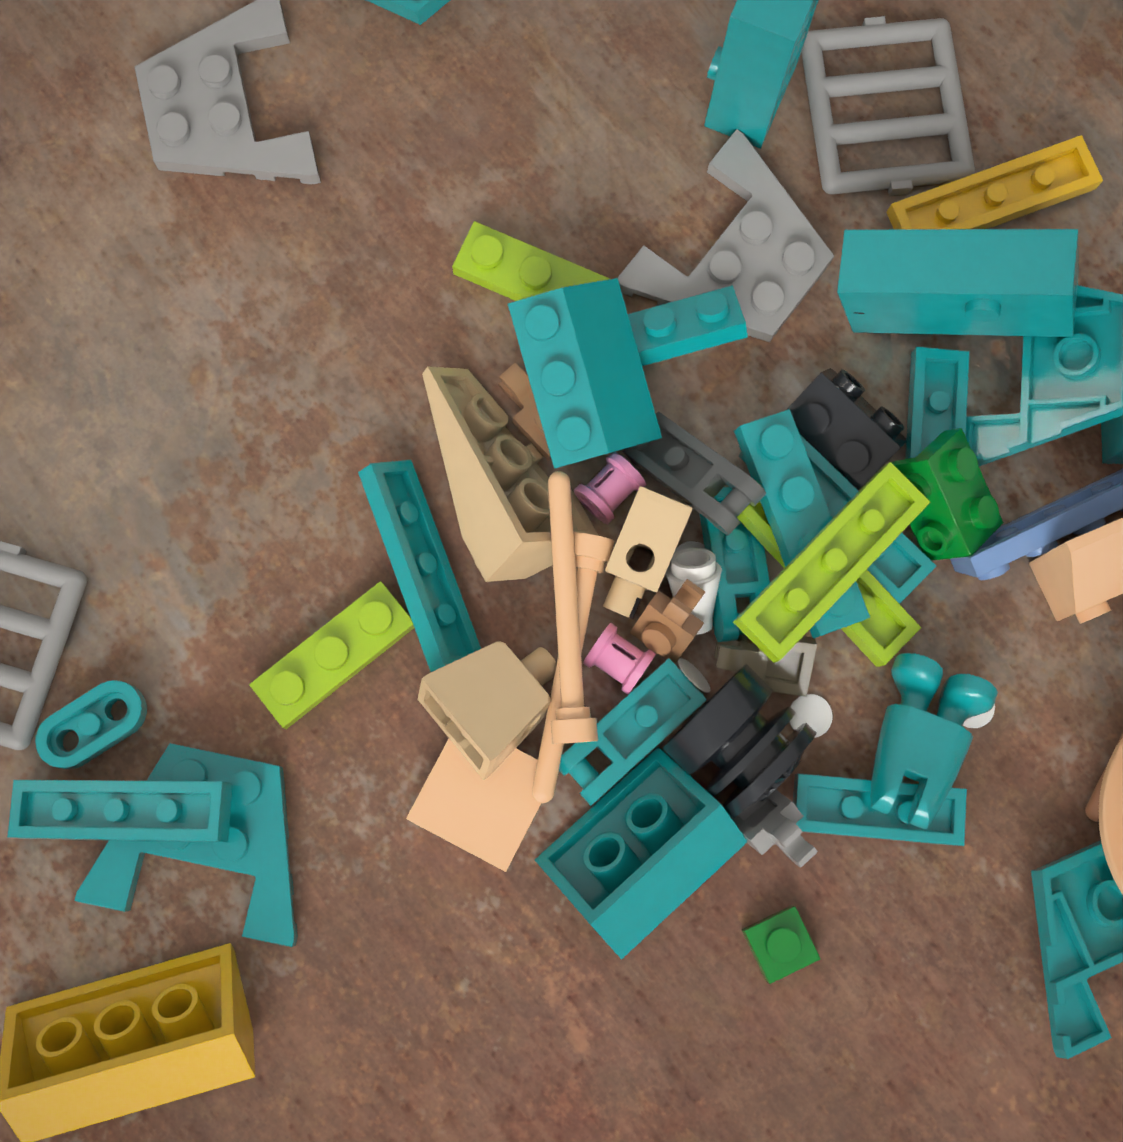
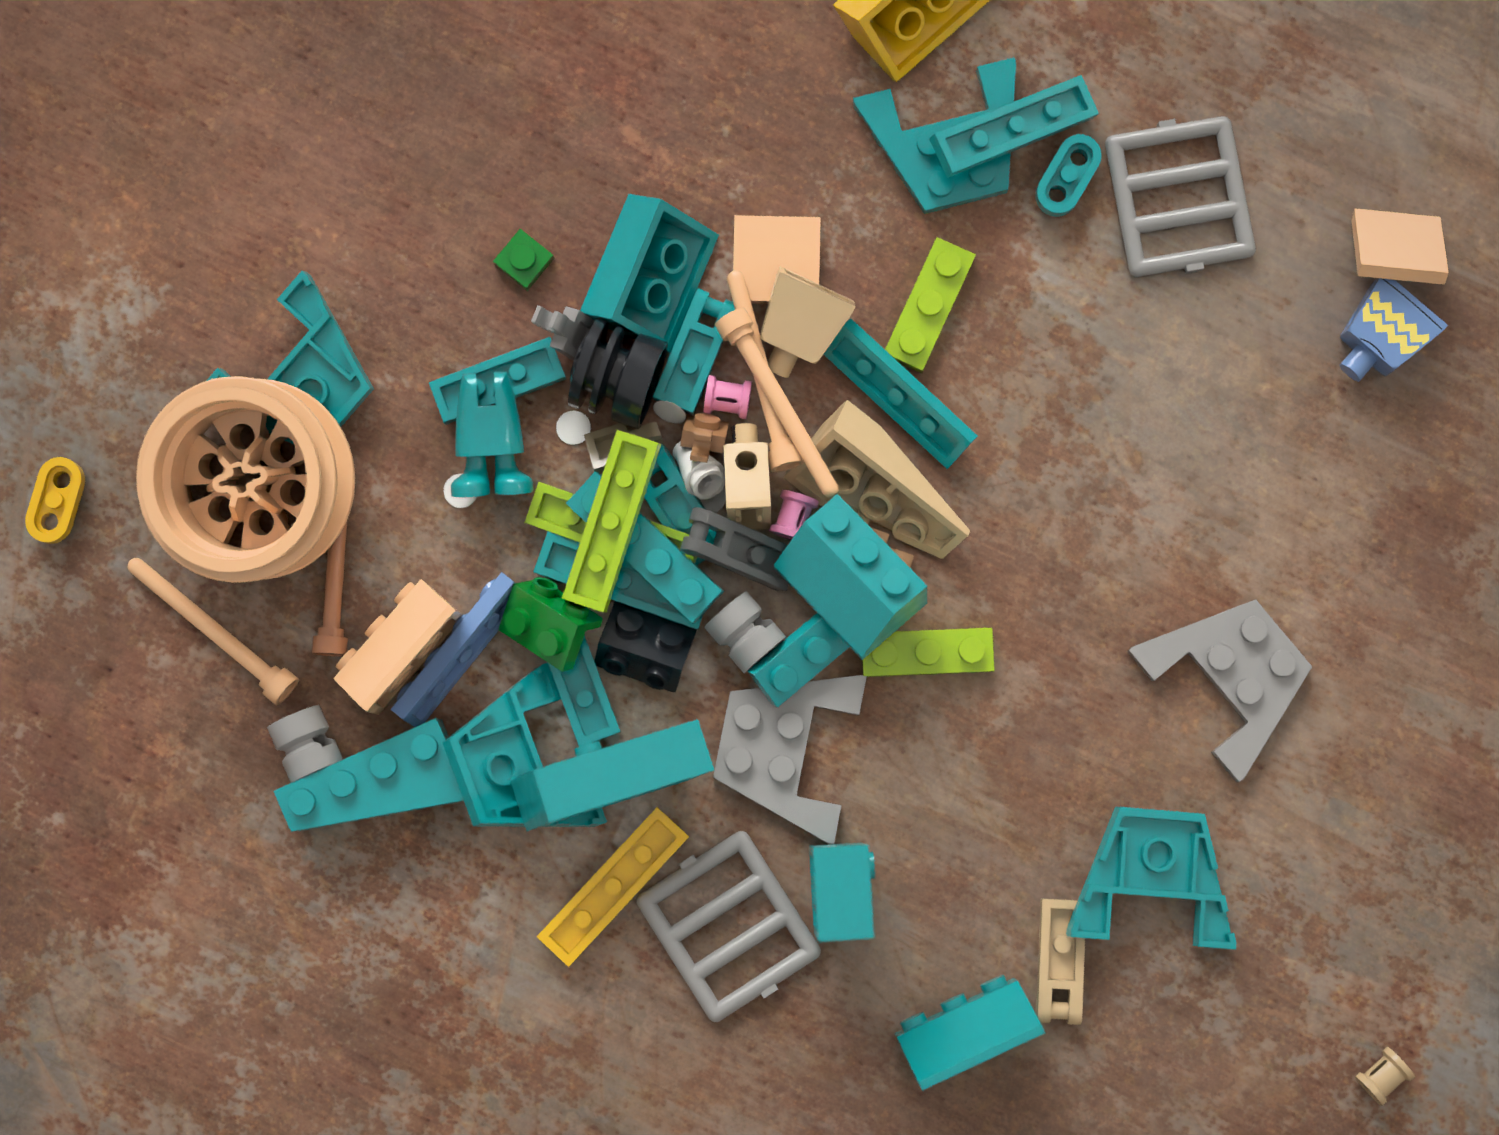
camera: 160 degrees right, 5 degrees up
(727, 382) = (744, 631): none -> light grey wheel

